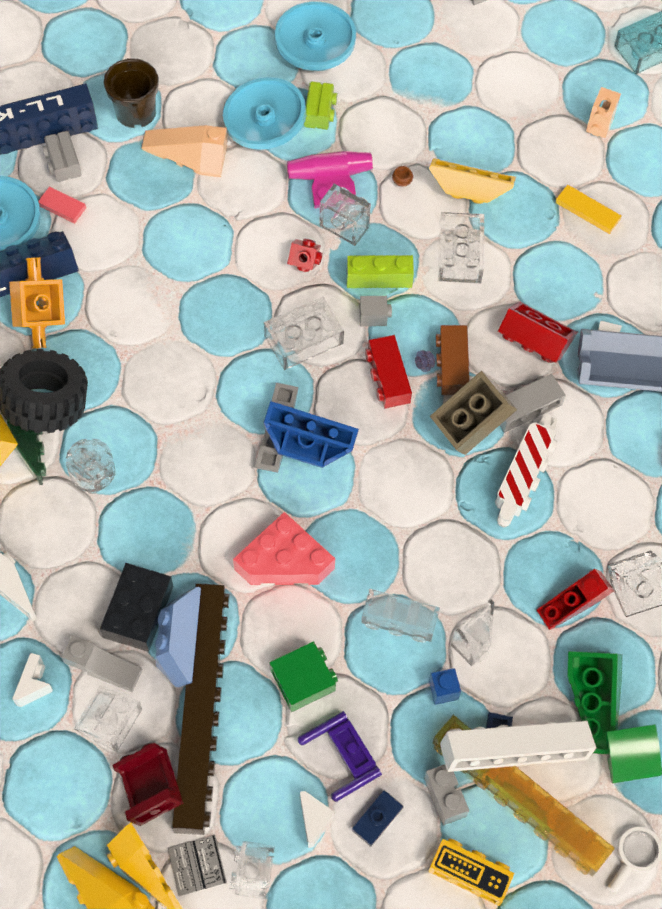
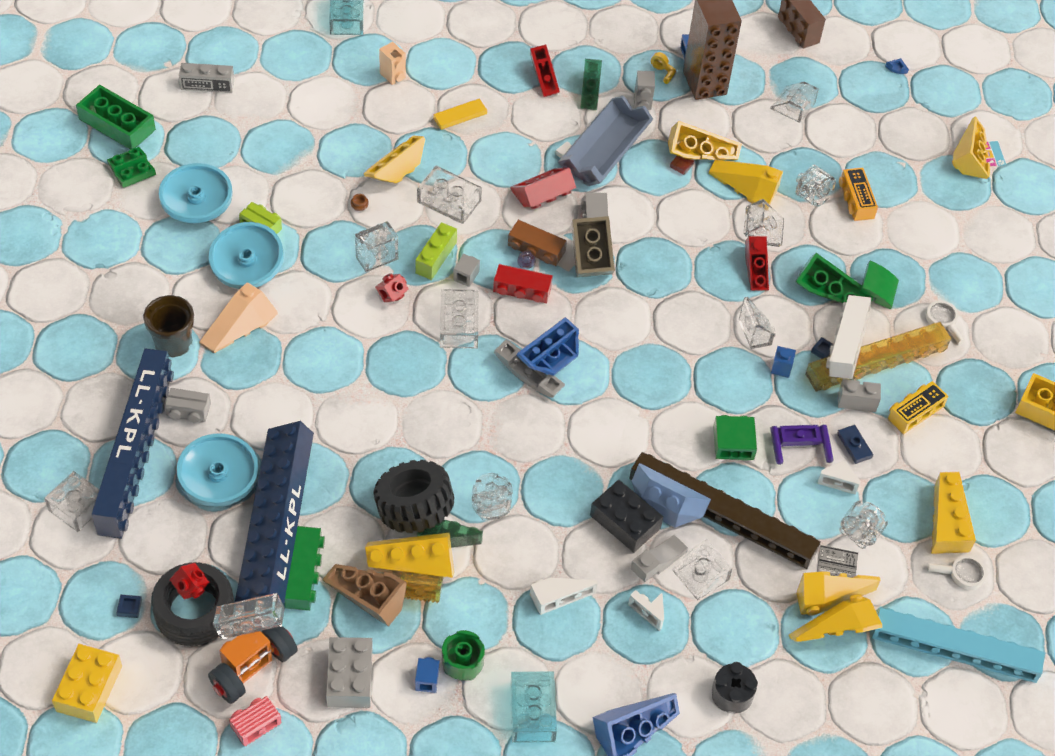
camera: 65 degrees left, 10 degrees down
(50, 303) = (329, 469): light orange brick -> none
(62, 205) = (233, 424): coral tile -> none
(148, 783) = (770, 562): dark red panel -> none
(284, 556) = (634, 408): coral brick -> none
(329, 170) = (328, 241): dark pink plate -> none
(400, 616) = (717, 363): clear brick -> none
(525, 468) = (647, 244): white hinge -> none

